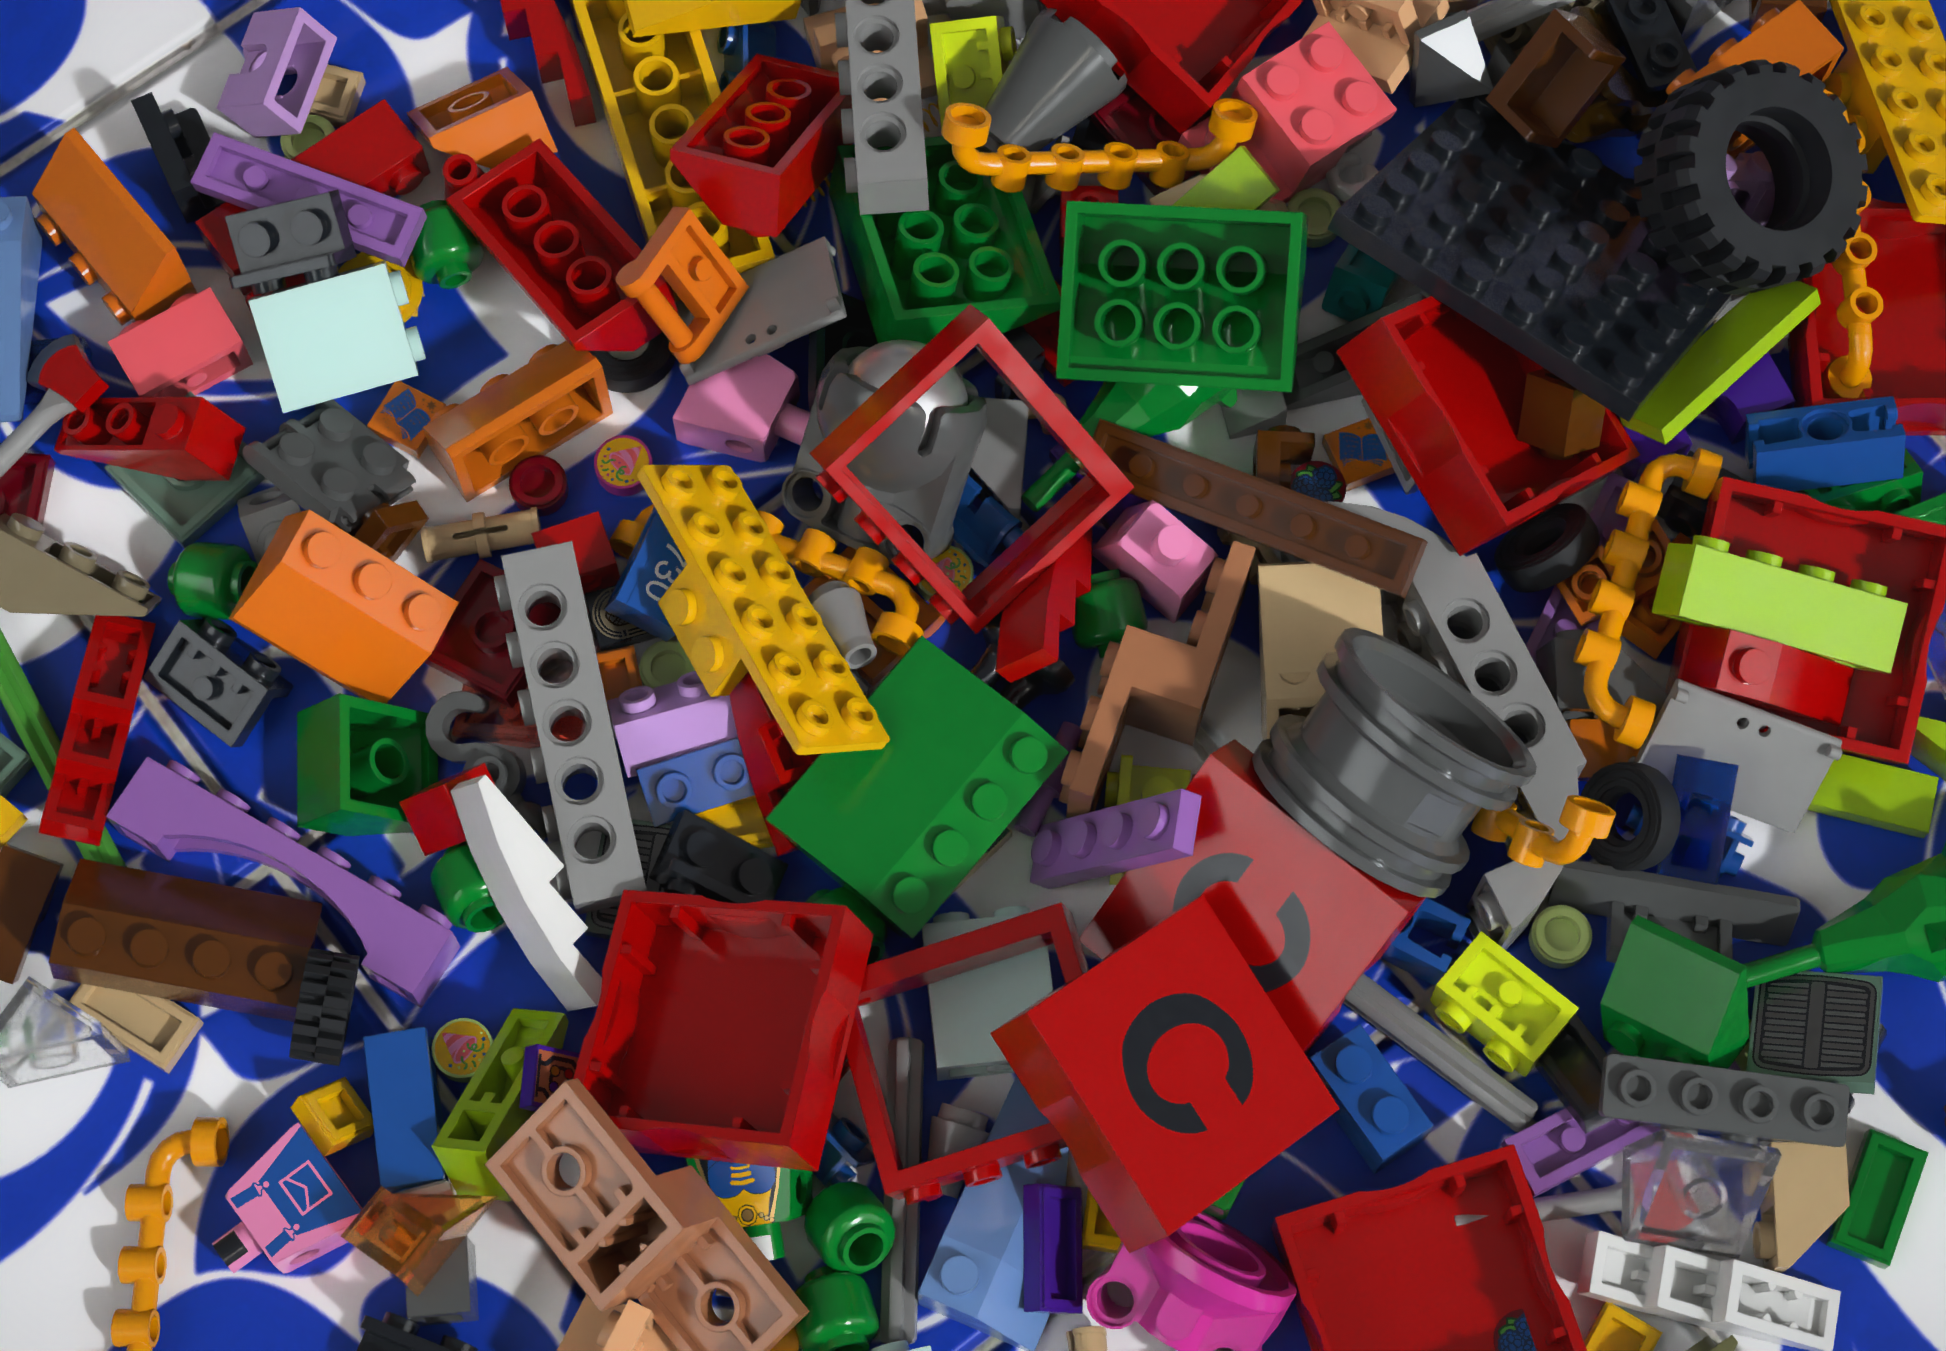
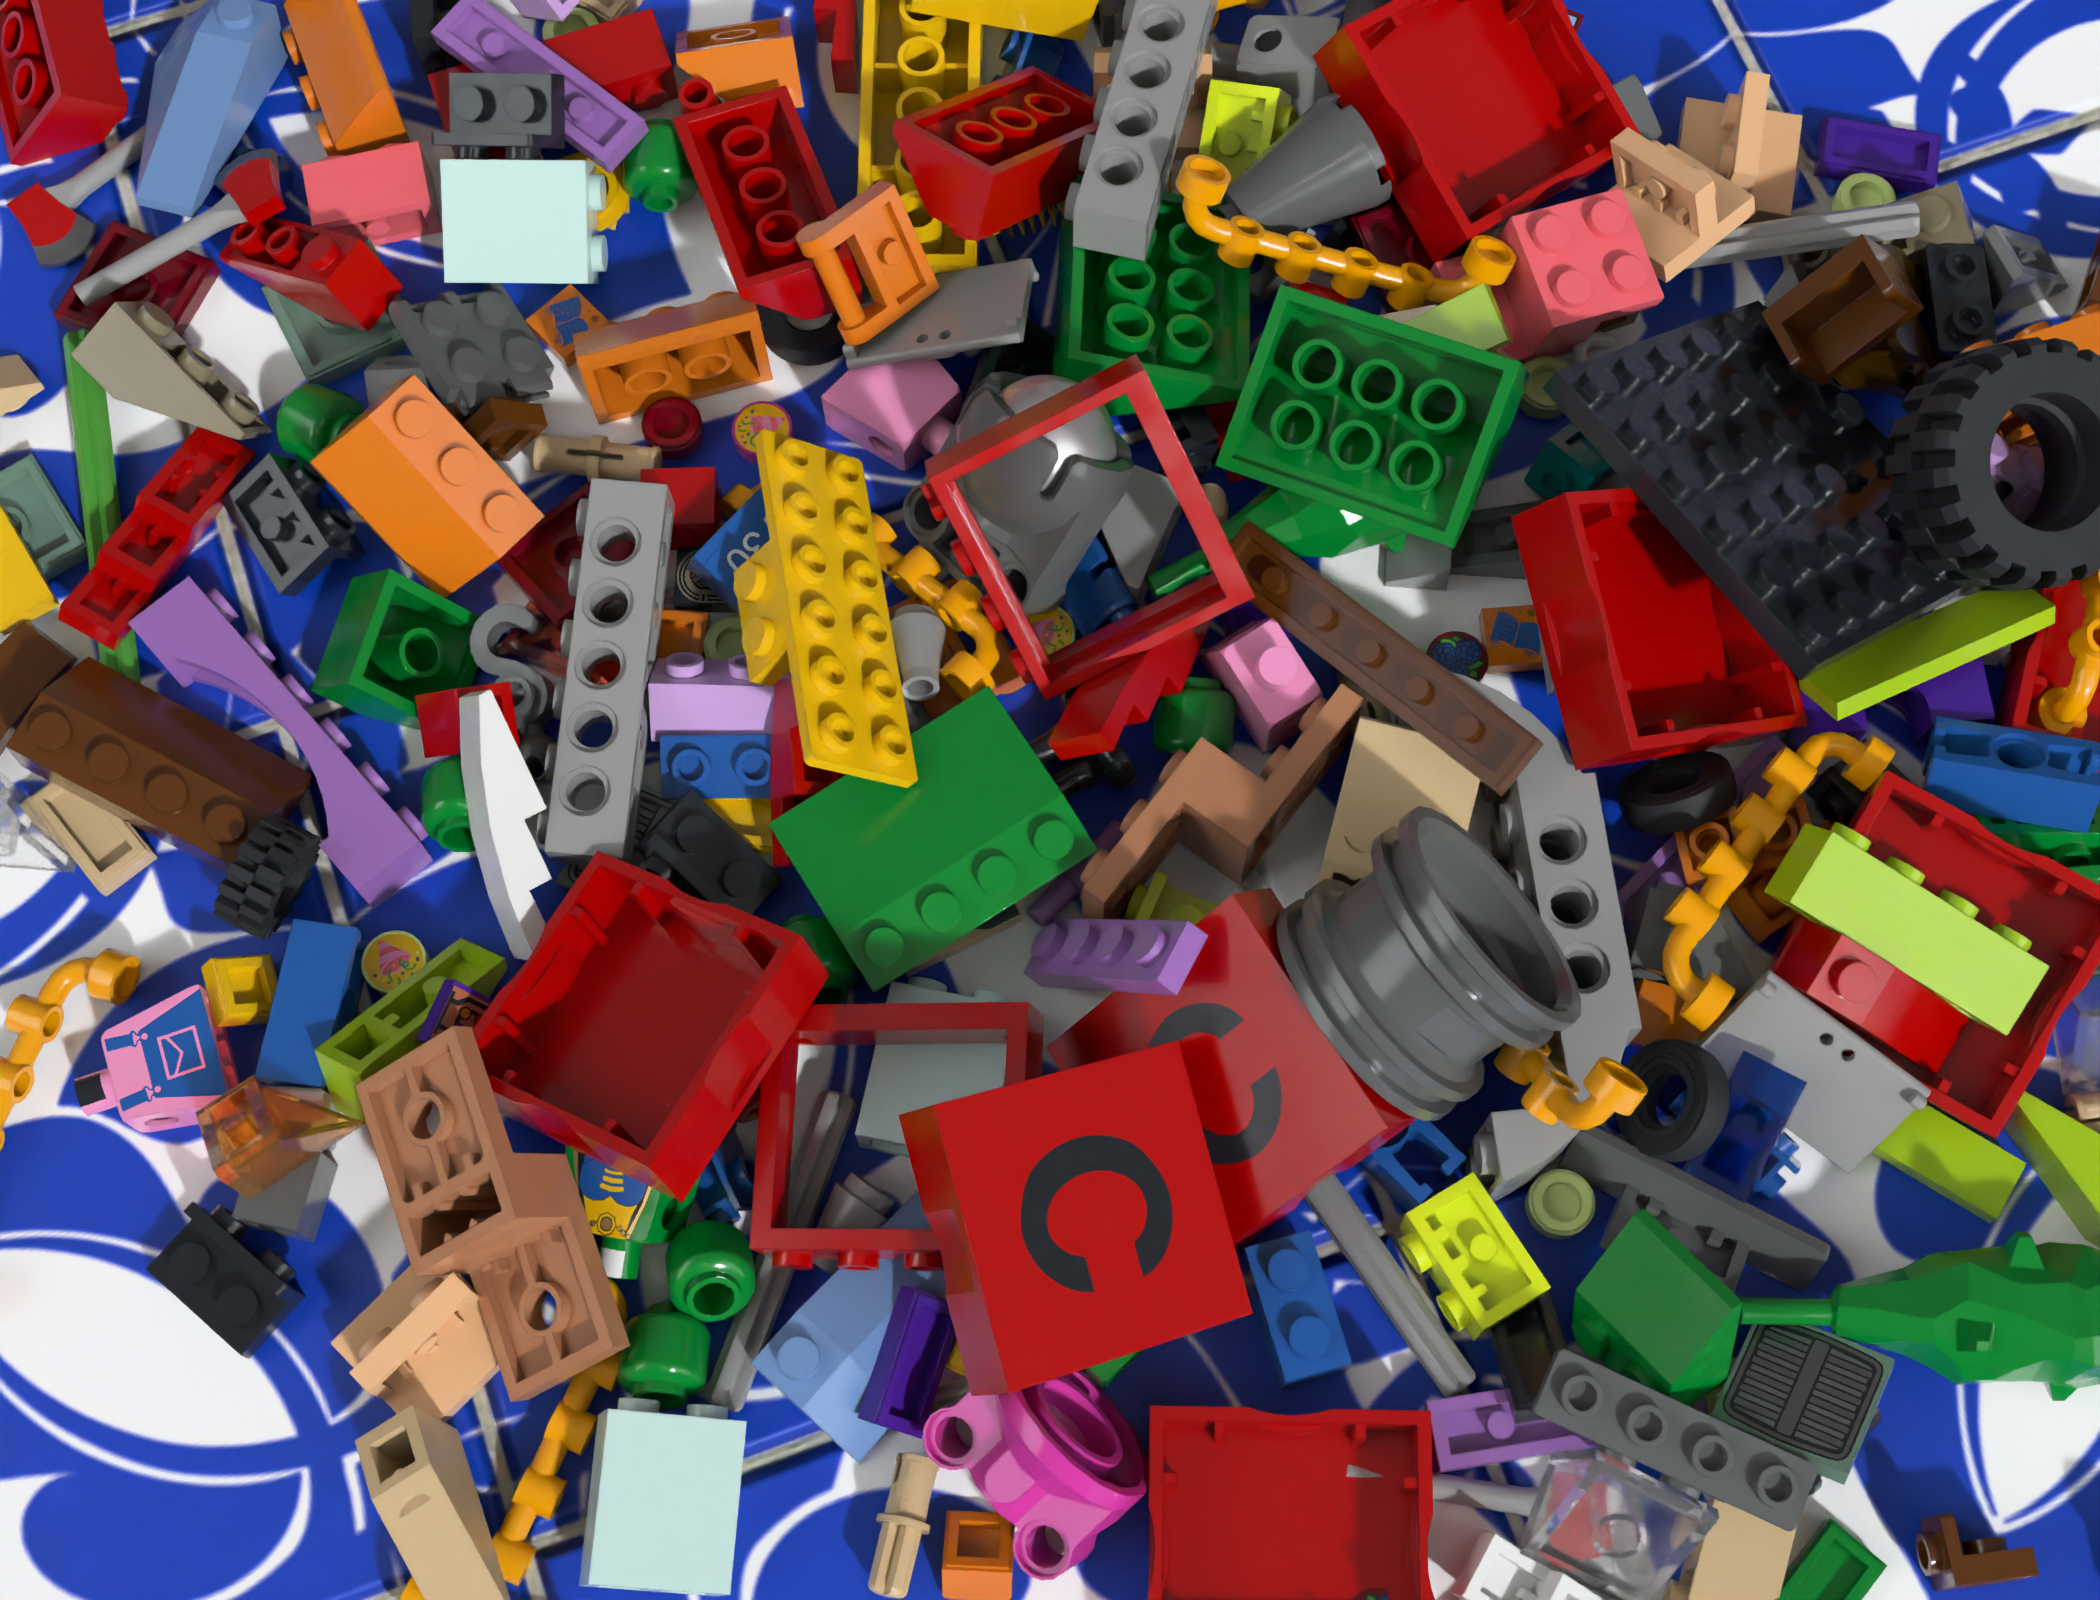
camera: 20 degrees right, 0 degrees up
(1278, 450) = (1430, 609): reddish brown bracket -> none
(1447, 63) = (1734, 265): dark grey slope -> none
(1558, 417) = (1731, 659): reddish brown brick -> none

